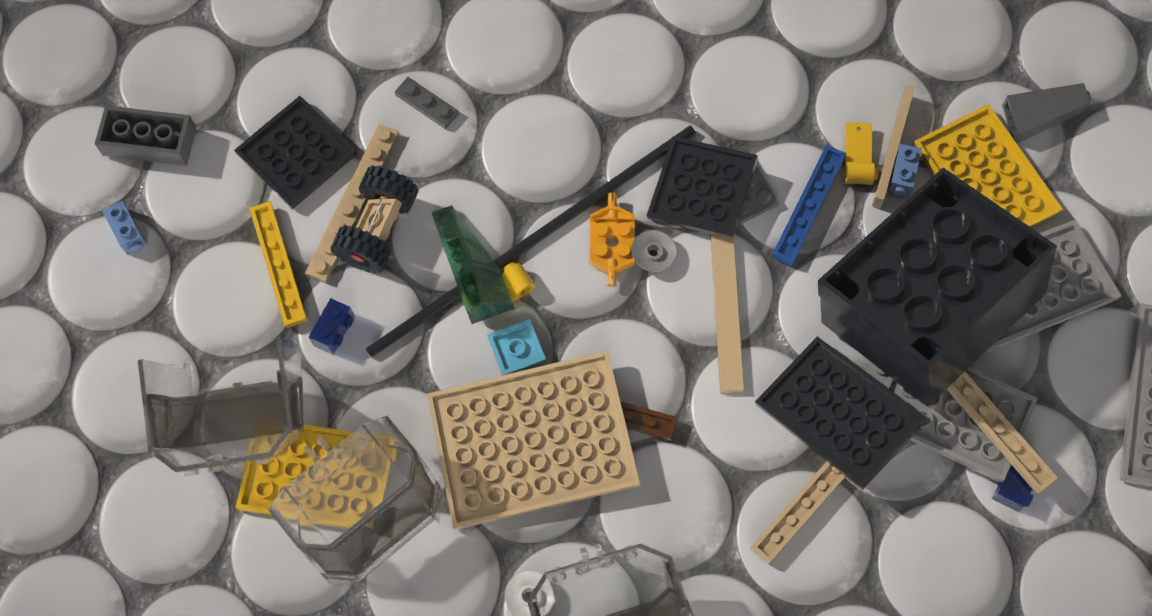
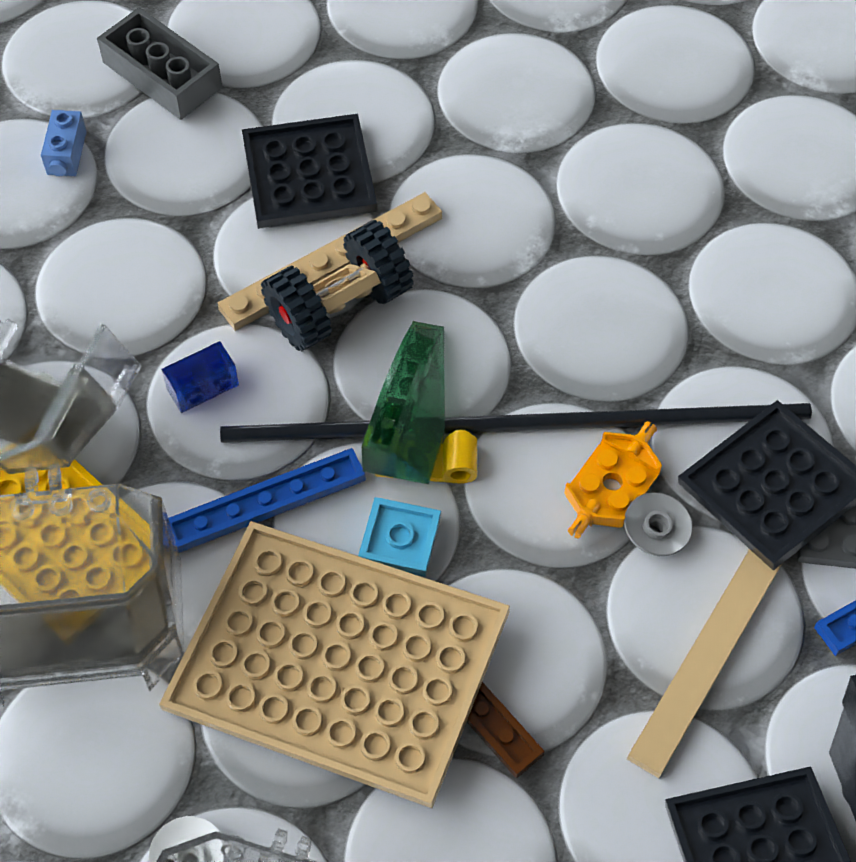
camera: 30 degrees right, 10 degrees down
(278, 264) = (194, 278): yellow plate -> none
(426, 102) = (498, 201): dark grey plate -> none
(427, 371) = (266, 499): none -> blue plate

